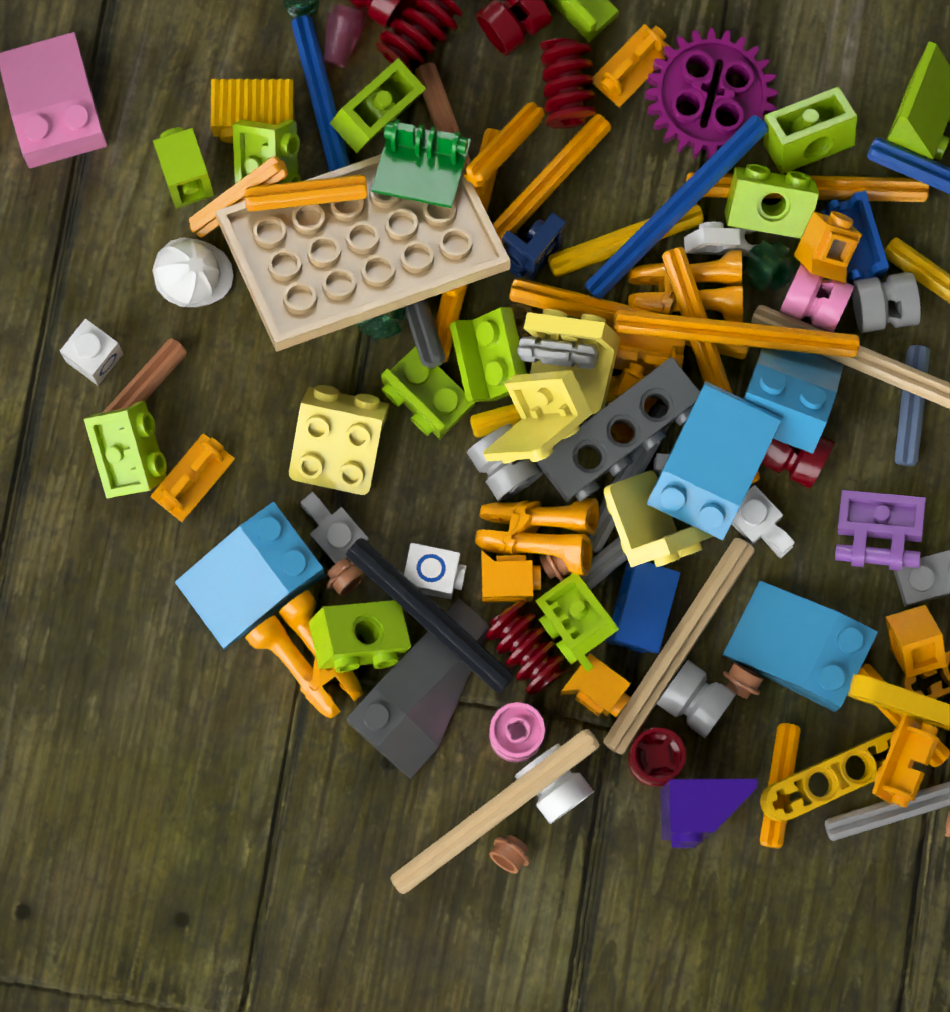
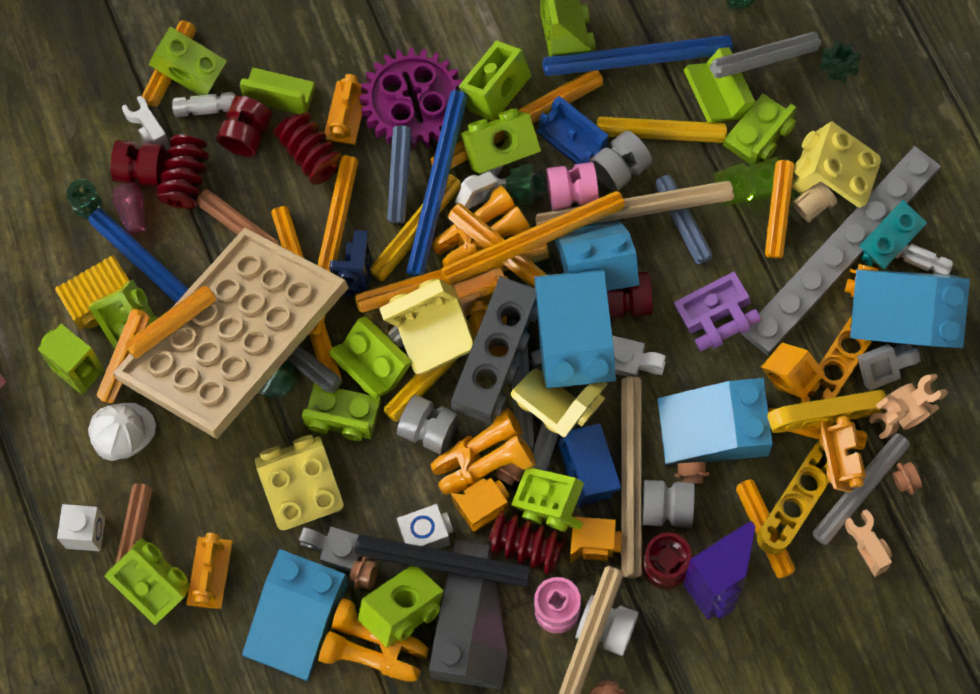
camera: 25 degrees left, 10 degrees down
(376, 105) = (184, 237): lime brick -> none
(421, 164) = (240, 254): hinge -> none
(504, 144) = (290, 211): light orange axle -> none
(549, 411) = (435, 365): light yellow bracket -> none
(558, 352) = (418, 324): light grey axle -> none
(643, 172) = (399, 175): none -> sand blue axle
(828, 245) = (557, 144): light orange window -> none
(874, 878) = (873, 550): none -> light nougat plate

